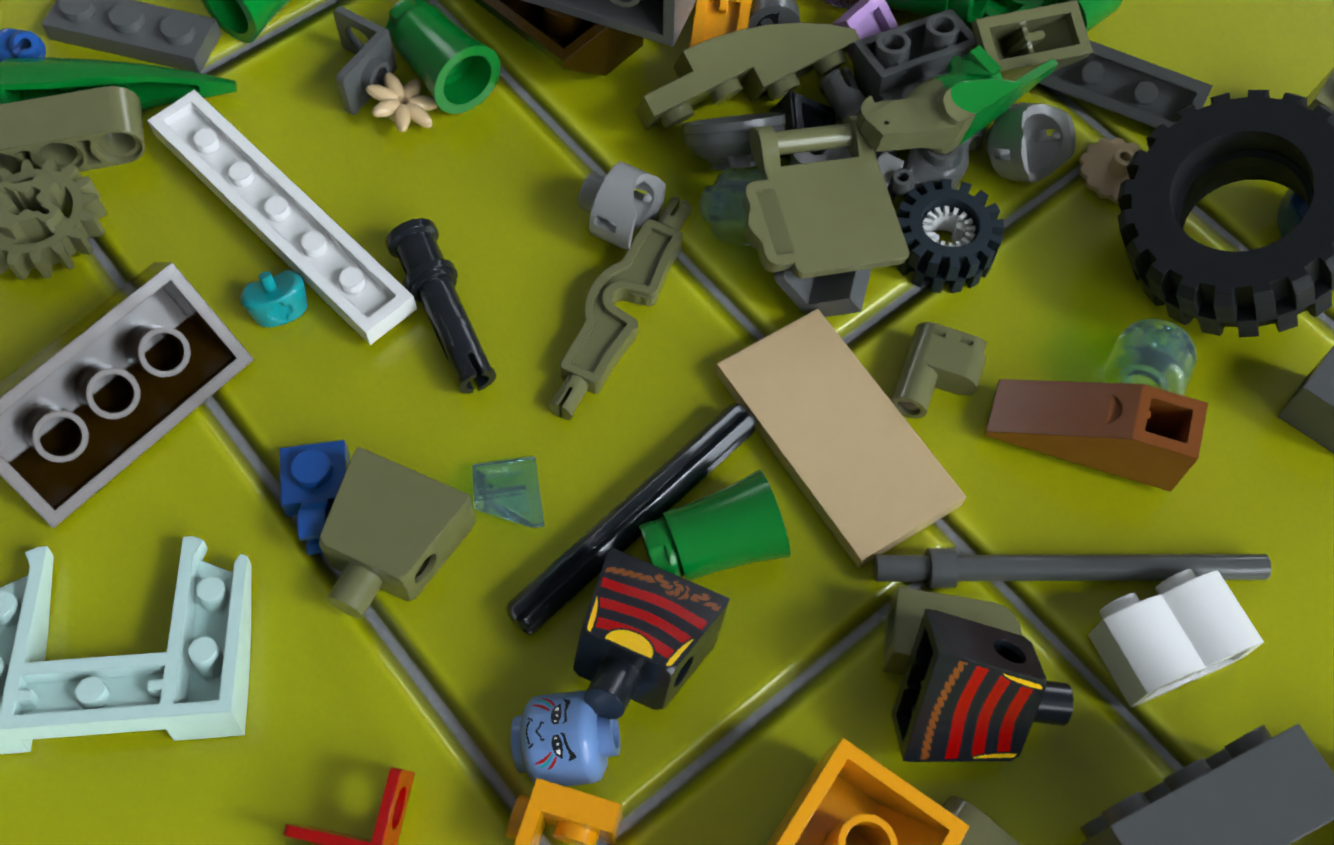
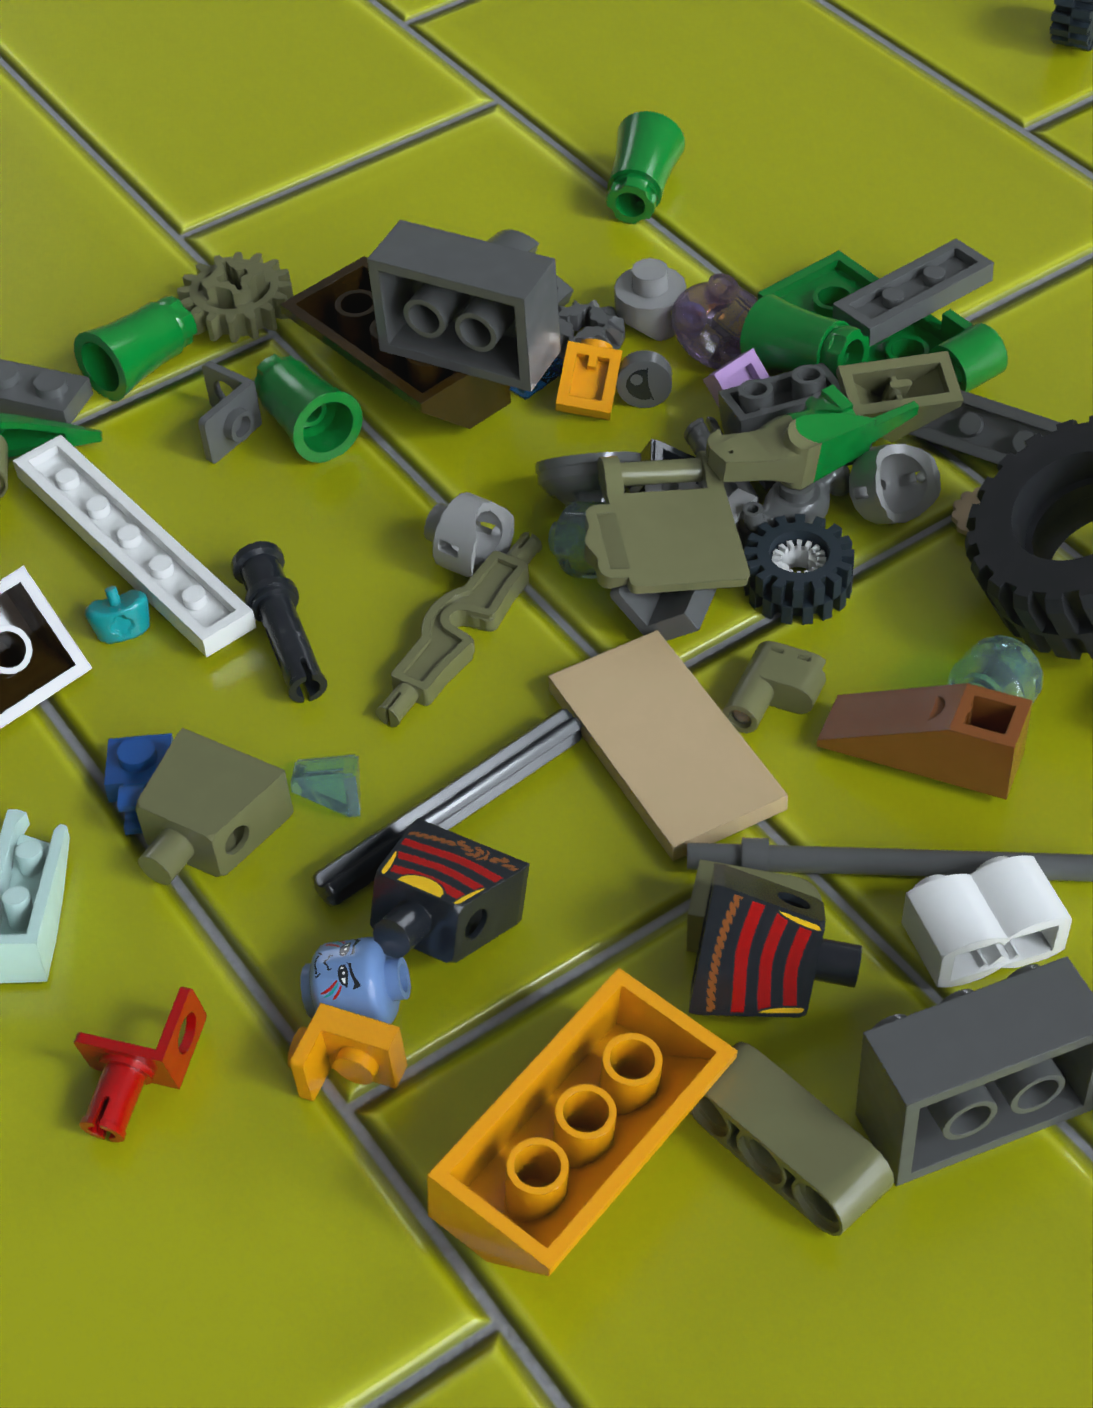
camera: 10 degrees right, 15 degrees down
(402, 102) = (262, 450): tan plant -> none
(719, 531) = (531, 812): green plant -> none
(760, 58) = (620, 406): olive slope -> none

